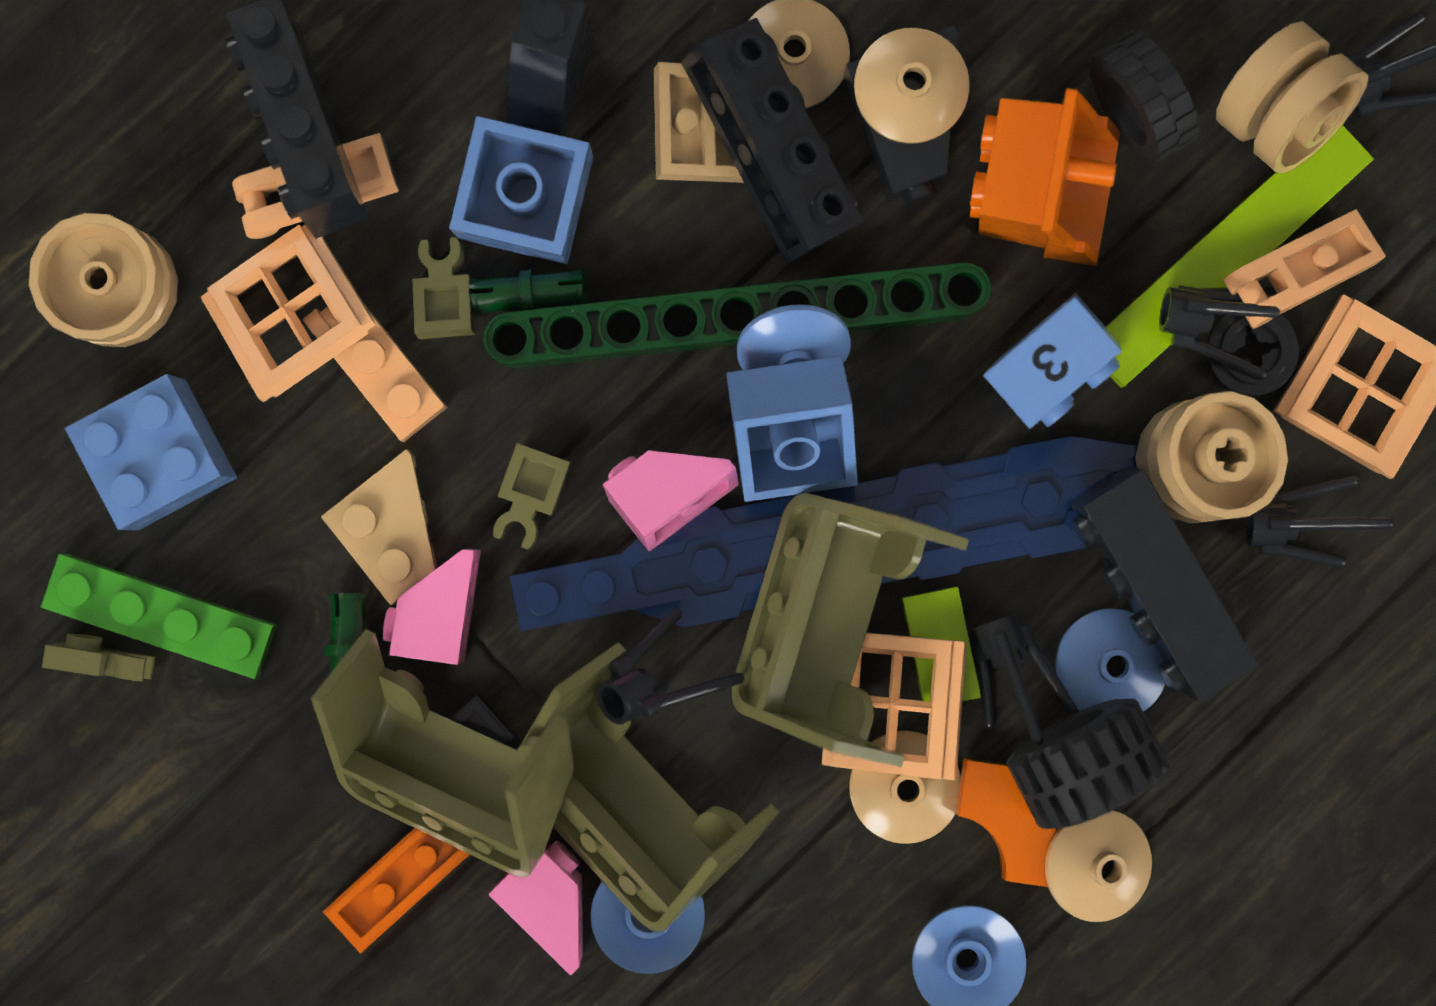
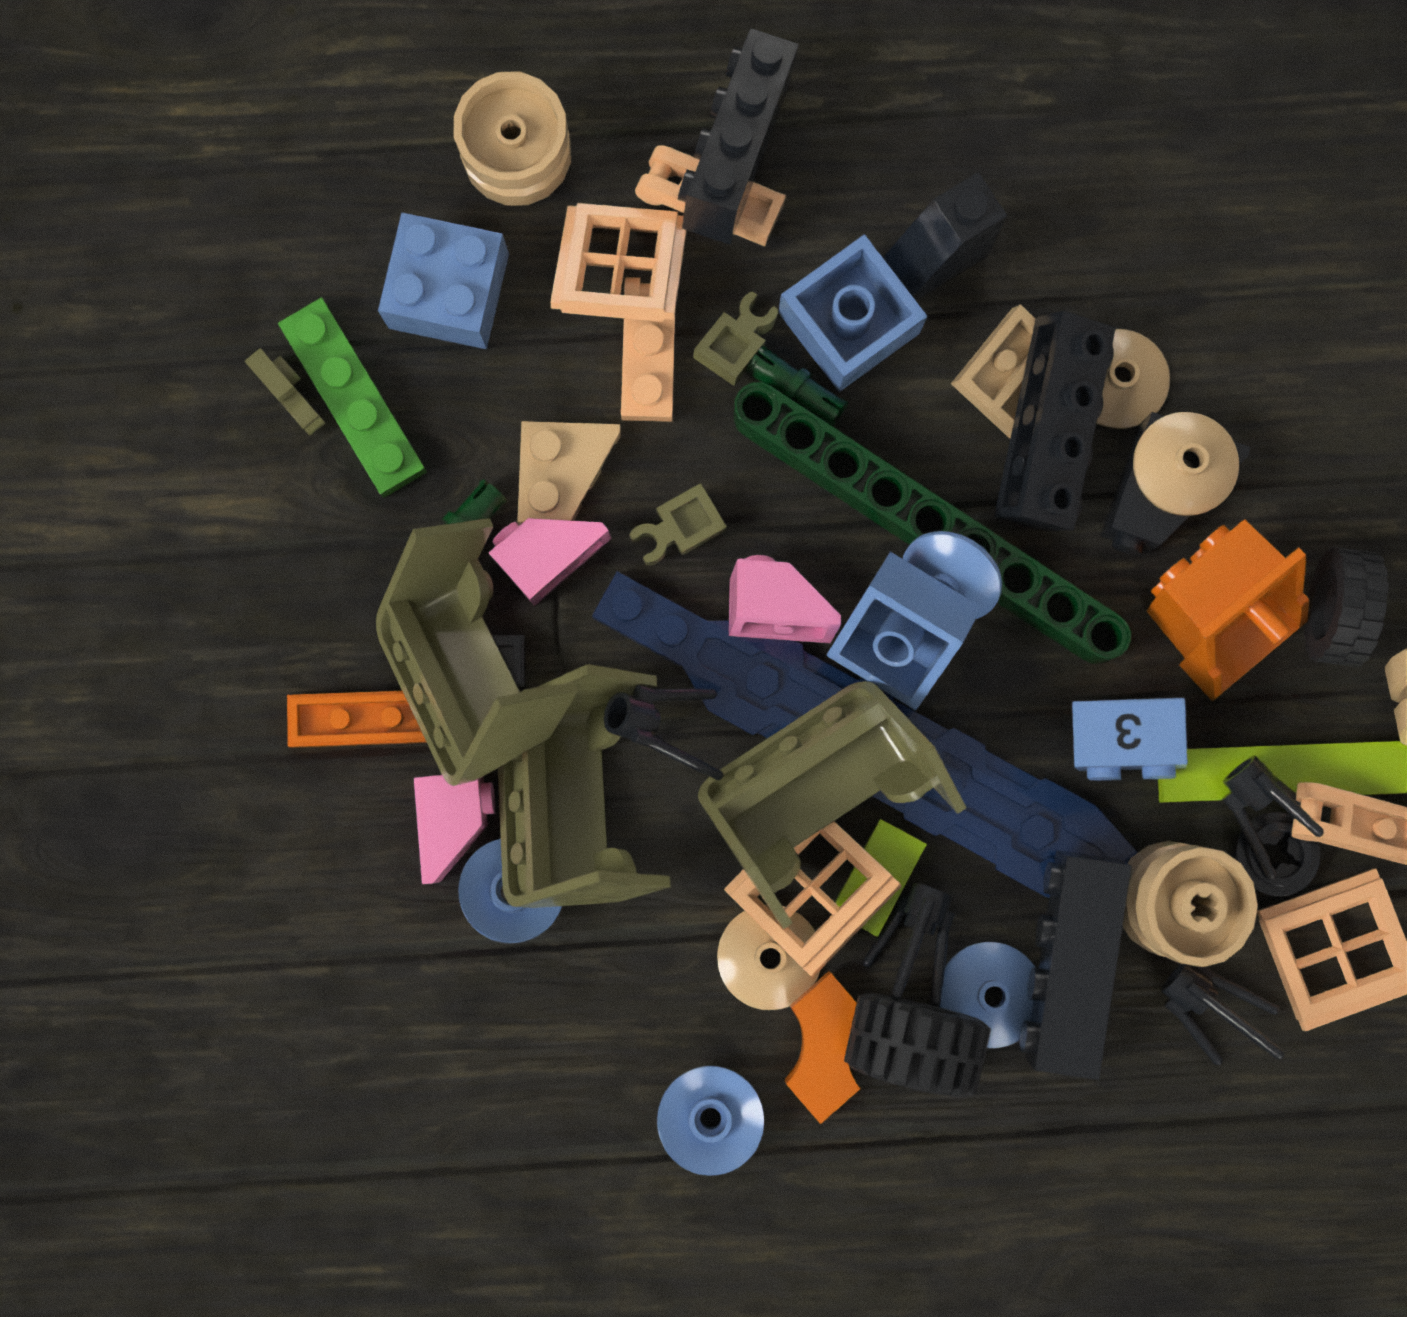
camera: 35 degrees right, 5 degrees down
(1076, 864) = (849, 1112): tan dish -> none

